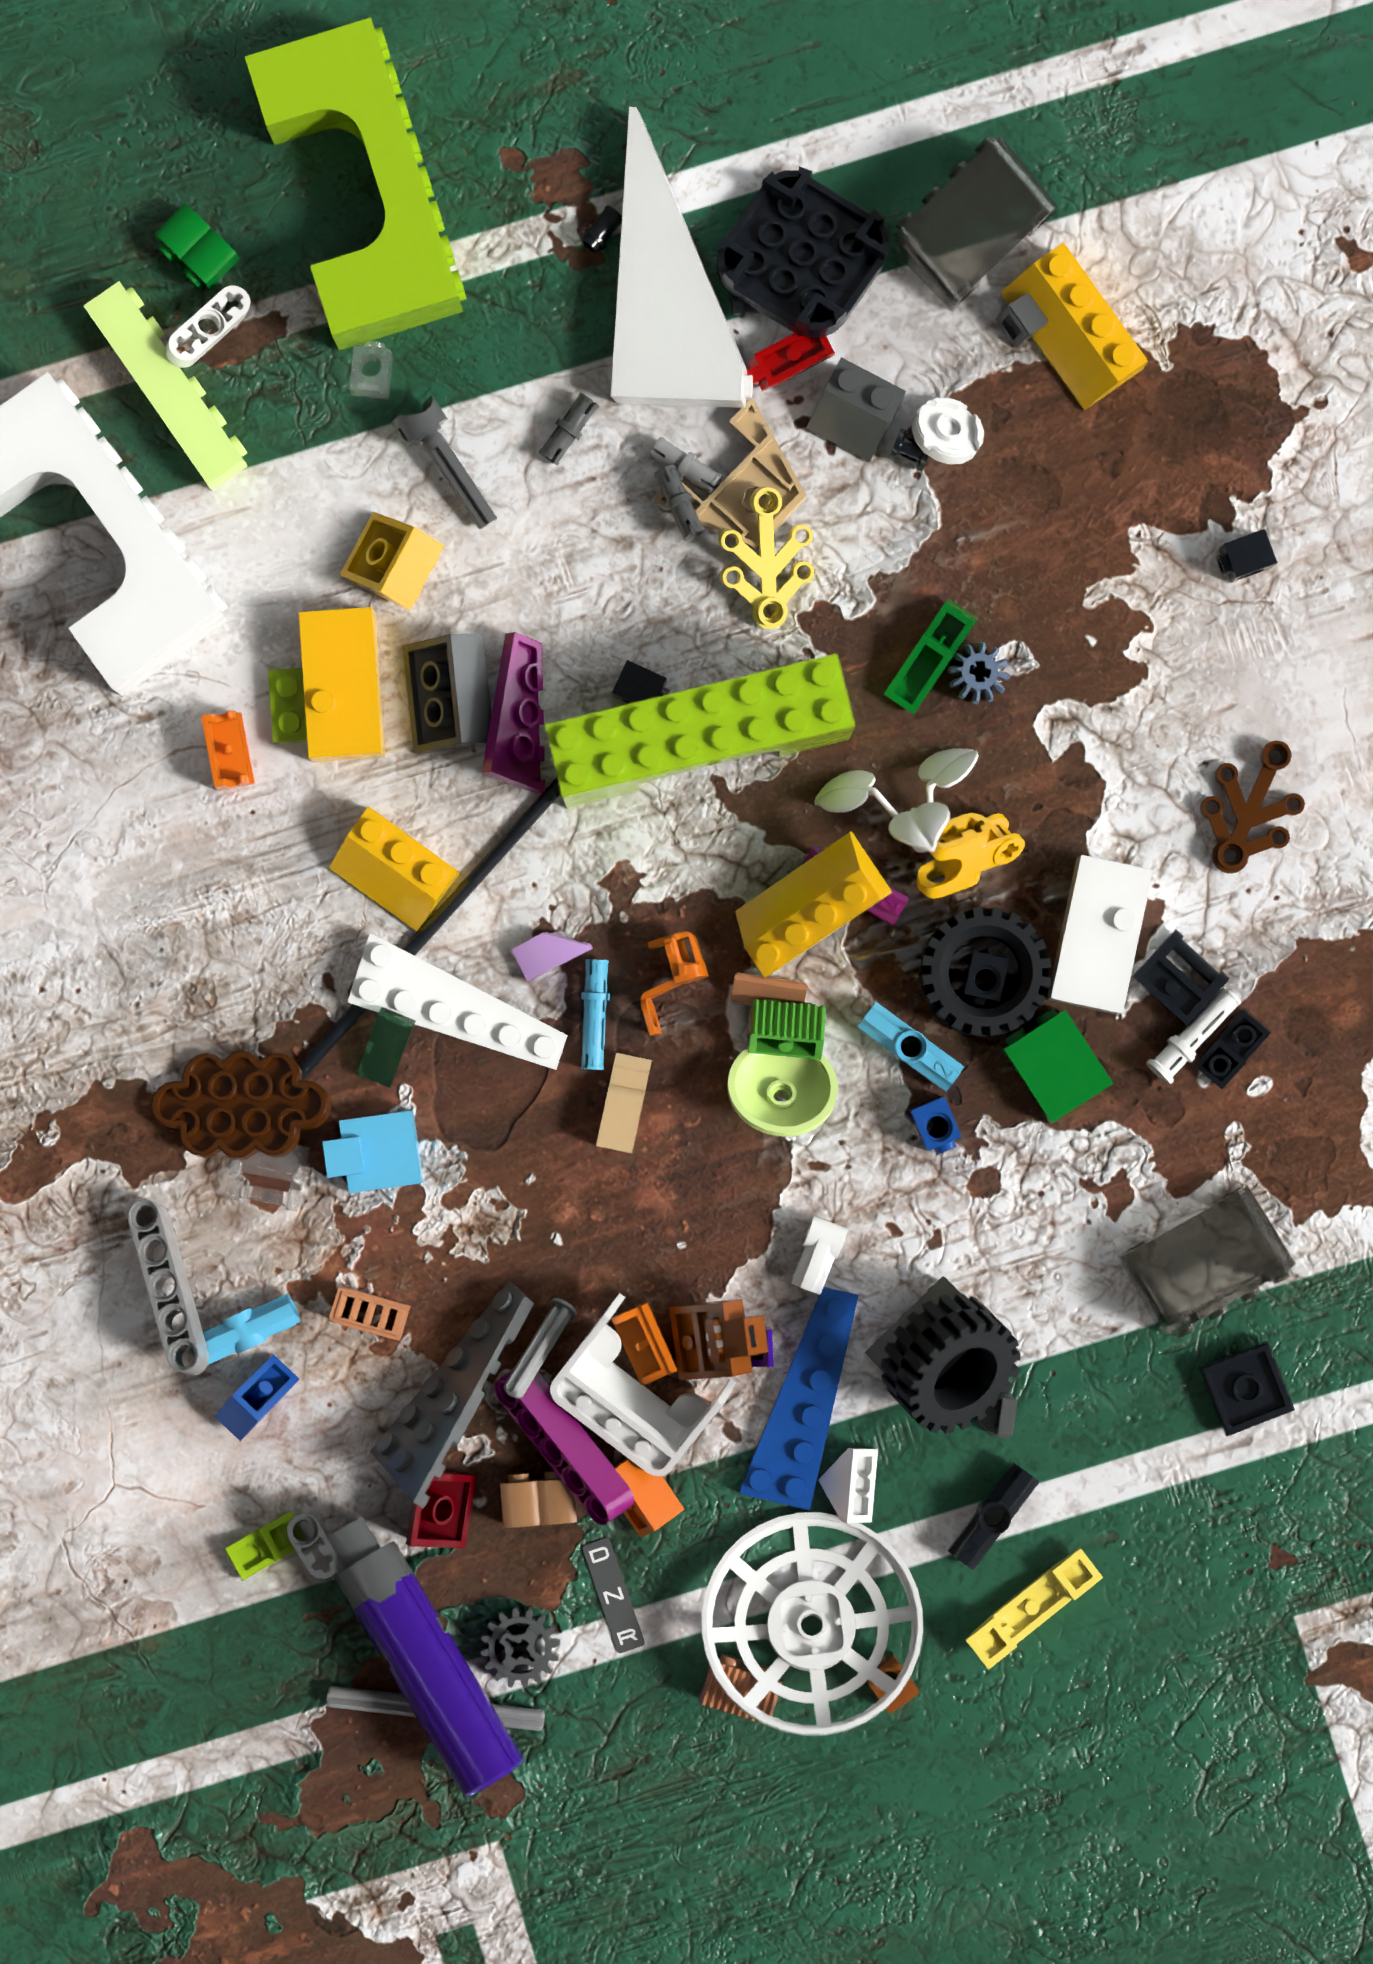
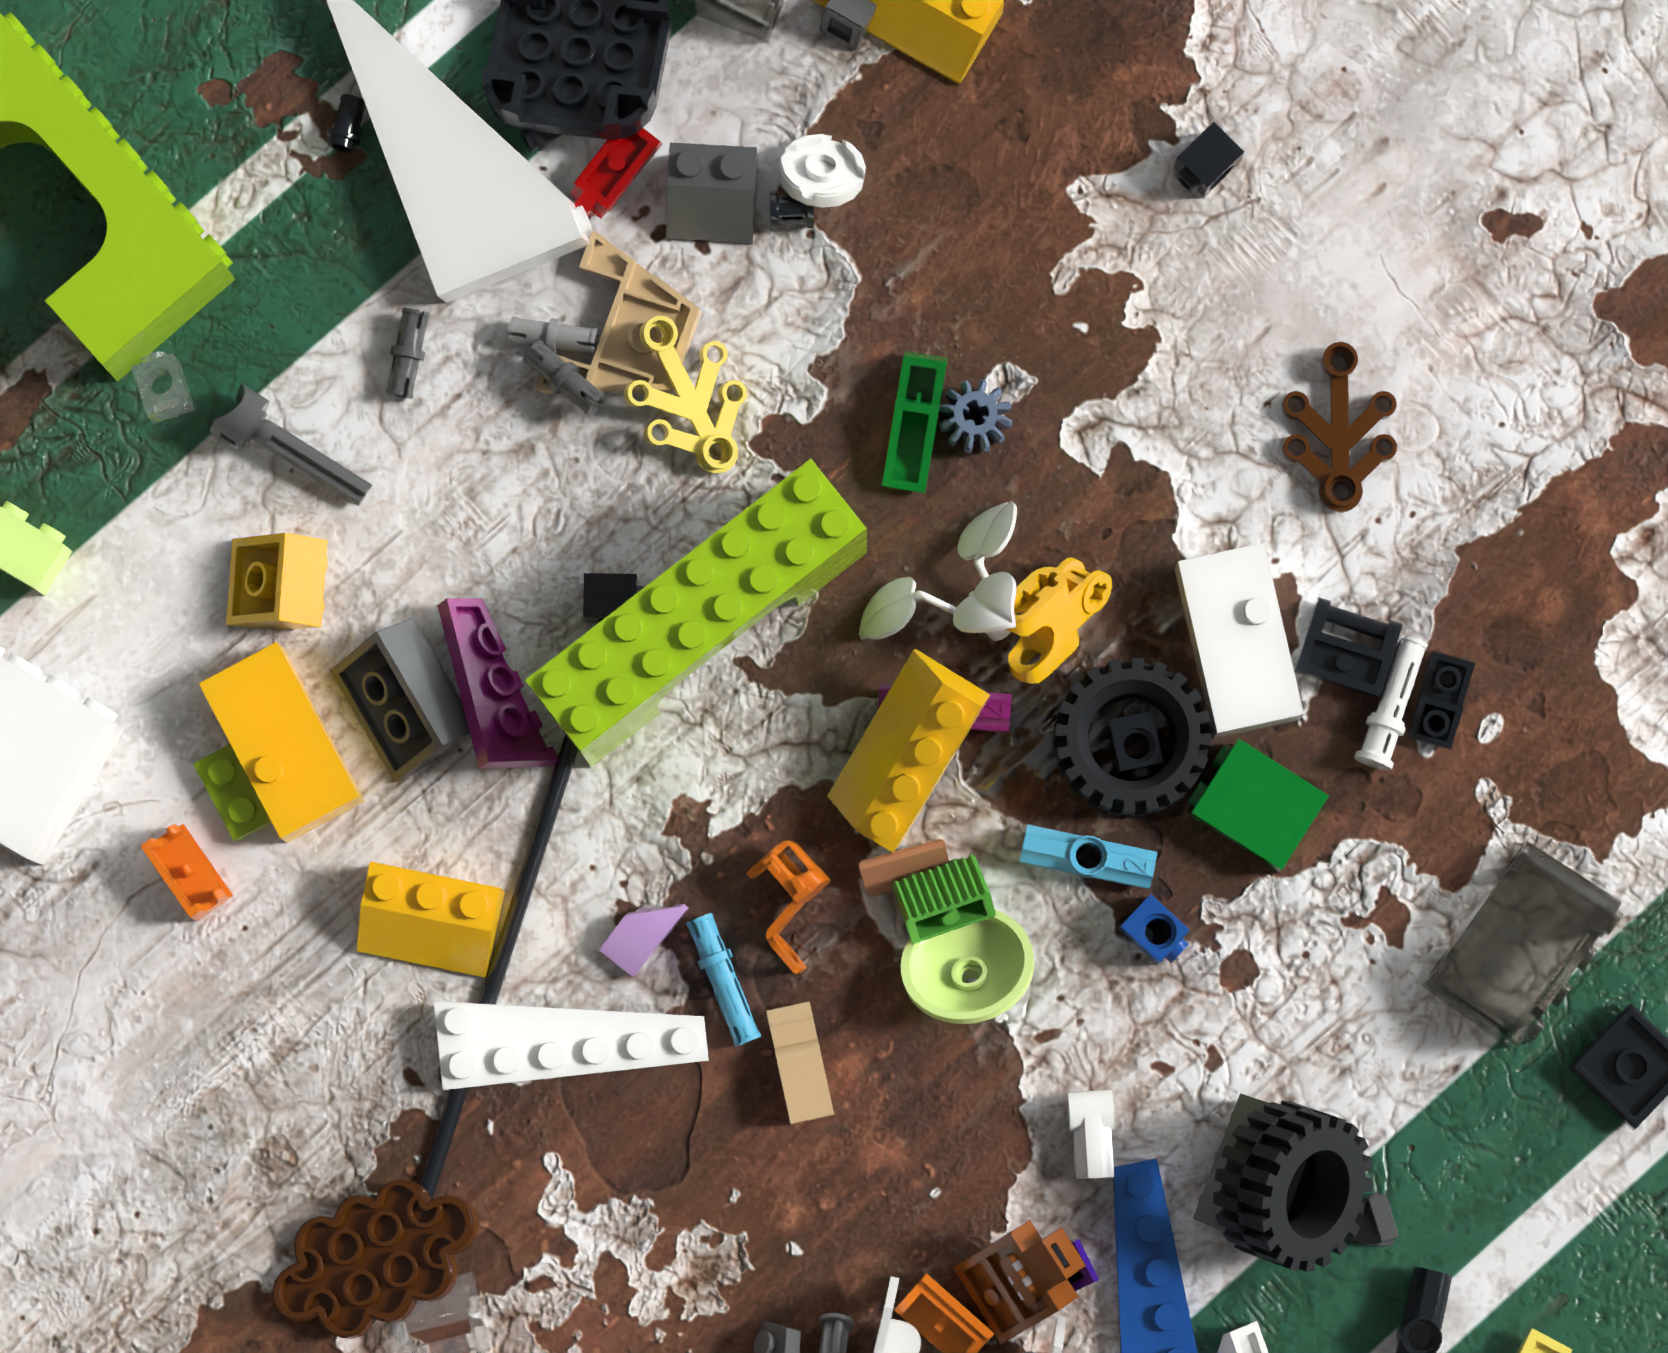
camera: 20 degrees left, 5 degrees down
(376, 1152) = (549, 1243): medium azure piece -> none
(386, 1047) = (508, 1120): clear green tile -> none

